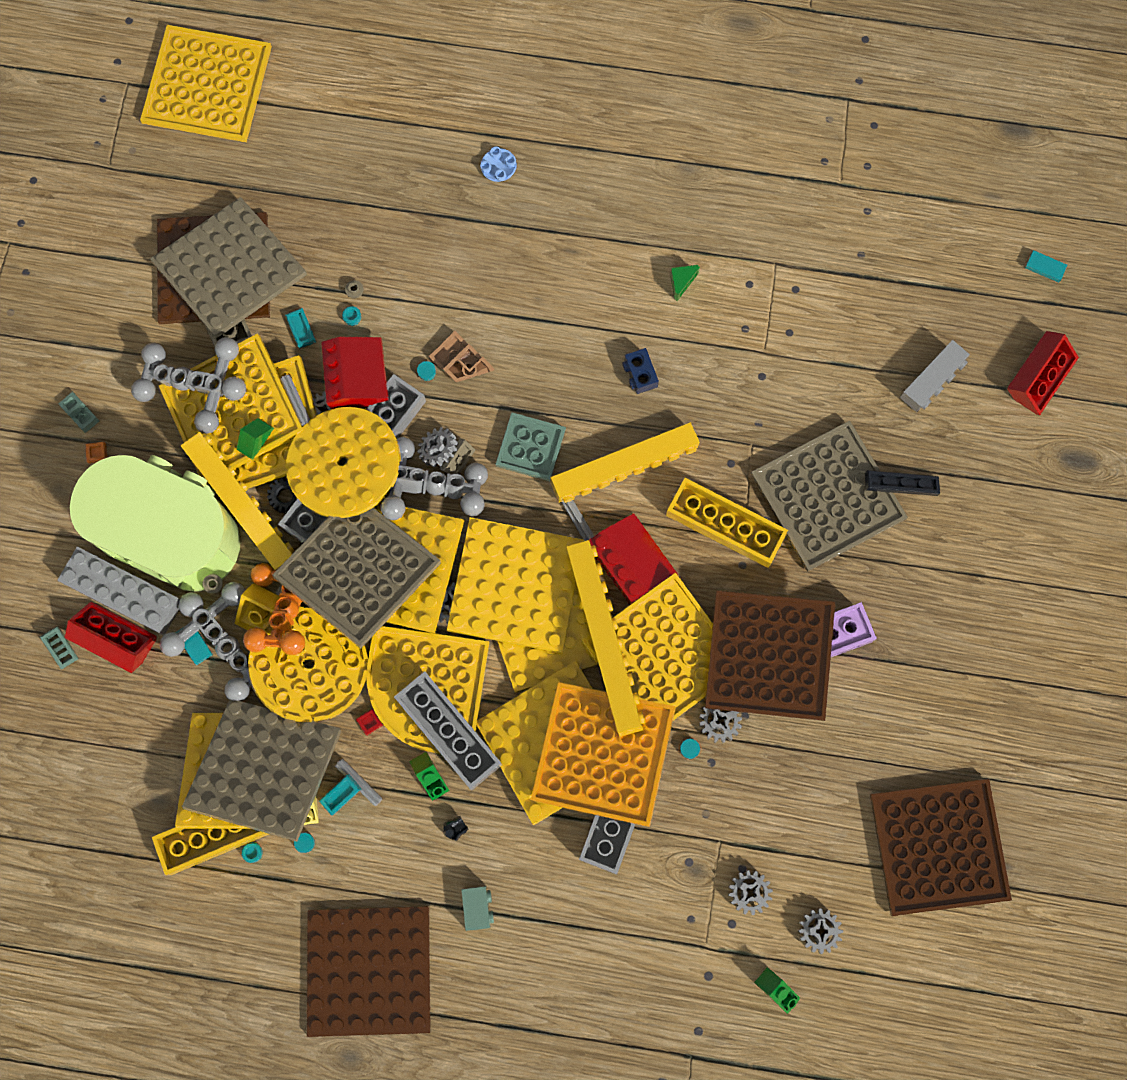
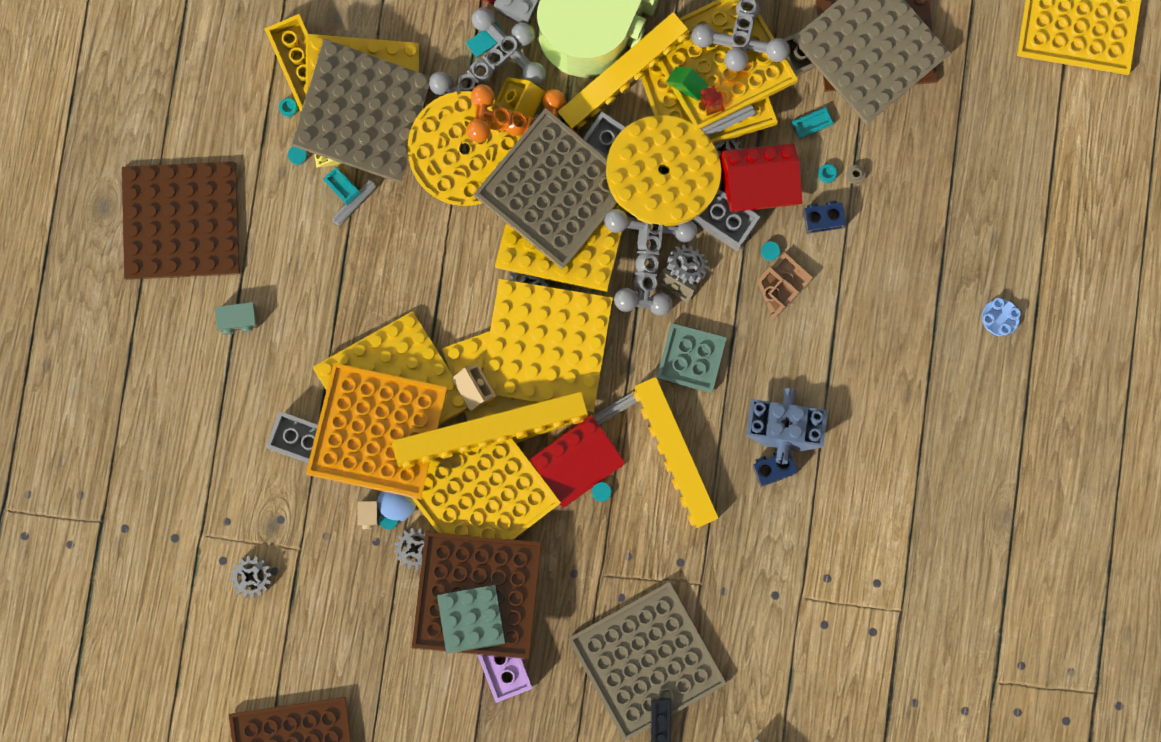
camera: 90 degrees right, 5 degrees up
(217, 579) = (550, 53): dark tan plate -> none
(272, 410) = (711, 100): none -> clear red brick
(273, 495) = (630, 107): black tyre -> none
(369, 722) = (412, 210): red tile -> none
(399, 318) = (825, 222): none -> dark blue brick
(402, 655) = (444, 264): yellow plate -> none
(429, 776) = (360, 268): green slope -> none
(448, 731) = (400, 283): light grey brick -> none
(454, 828) = (310, 295): black arm -> none
(557, 656) = (474, 387): none -> tan brick
(600, 355) = (804, 424): none -> sand blue slope
(662, 536) = (601, 492): none -> teal tile
(679, 740) = (395, 506): none -> light blue dish
(682, 278) = (877, 510): green slope -> none
(685, 769) = (367, 514): none -> tan brick
(726, 522) = (614, 555): yellow brick -> none
(777, 990) = (160, 602): green slope -> none
(796, 659) = (471, 619): none -> sand green plate
(820, 941) = (214, 652): light grey gear -> none

